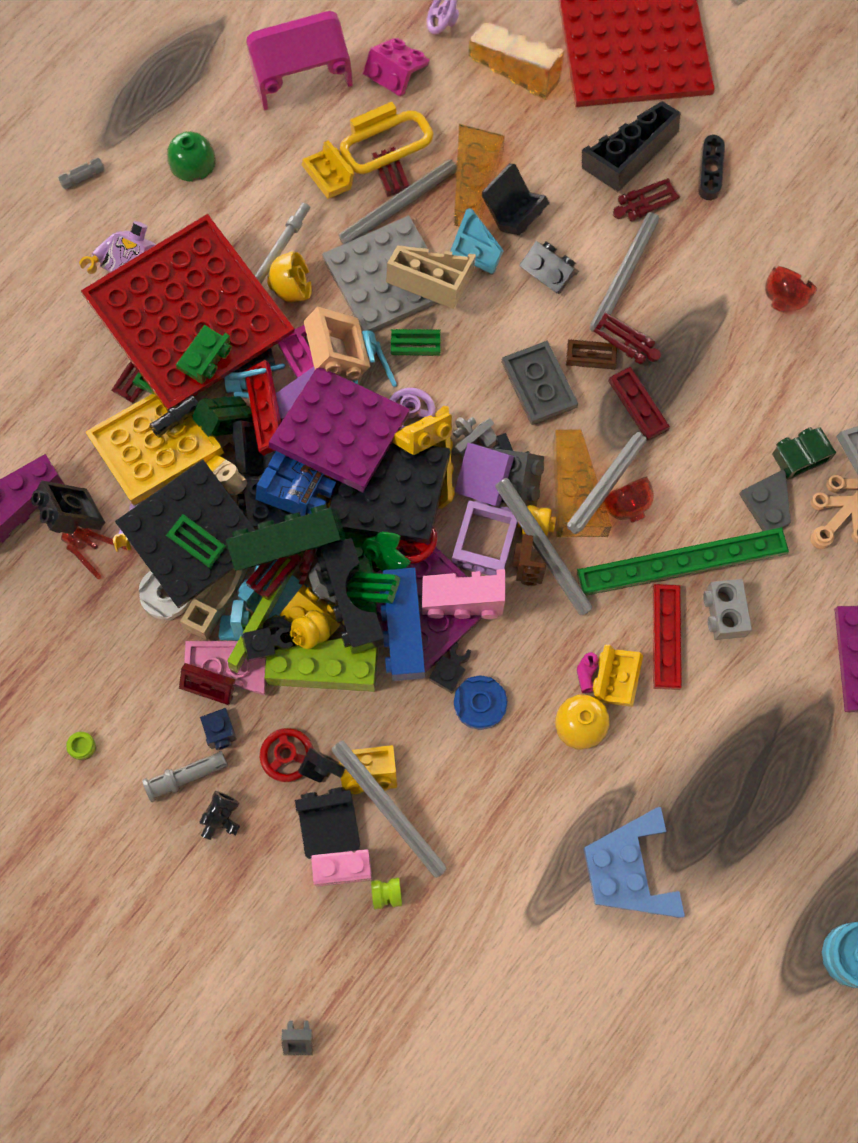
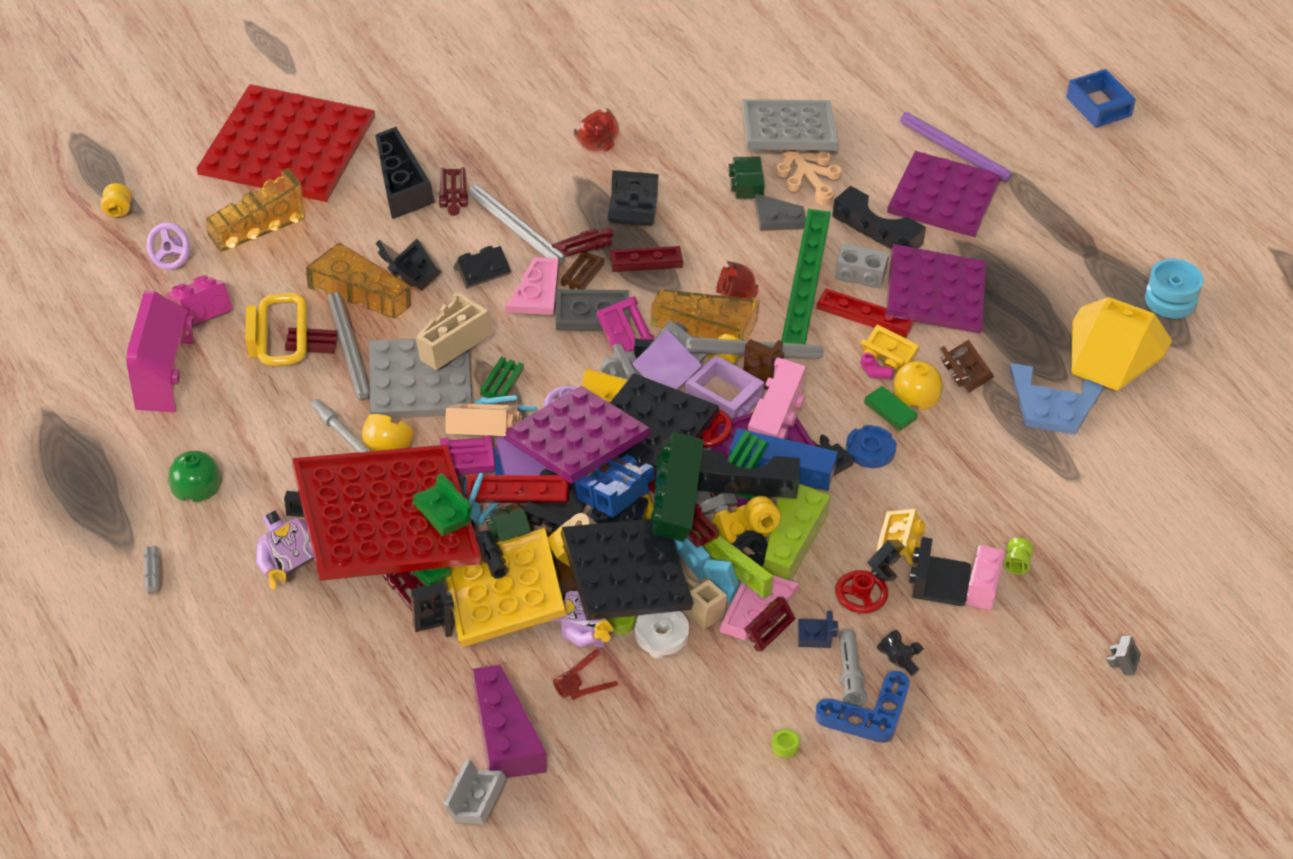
camera: 70 degrees left, 25 degrees down
(66, 507) = (547, 667): black plate -> none
(104, 402) = (432, 608): none -> black bracket
(141, 820) = (878, 717): none -> blue beam
(214, 554) = (645, 560): green tile -> none
(261, 643) = (760, 550): black plate -> none
(329, 170) = (284, 376): yellow bracket -> none
(383, 551) = (715, 439): green plate -> none
(389, 809) = (945, 524): light grey axle -> none
(424, 433) = (612, 383): yellow bracket -> none
(476, 239) = (428, 300): medium azure wing -> none
(515, 415) = (617, 326): none -> dark pink plate
(538, 325) = (537, 289): none -> bright pink wing
(540, 705) = (890, 408): none -> green tile
(606, 483) = (719, 287): light grey axle -> none
(631, 761) = (968, 366): none -> reddish brown bracket
(706, 175) = (462, 145): black beam -> none
(710, 360) = (633, 197): none -> black bracket
(735, 695) = (936, 288): none -> magenta plate
(737, 911) = (1116, 342): none -> yellow wedge
(797, 634) = (853, 210): none -> black arch

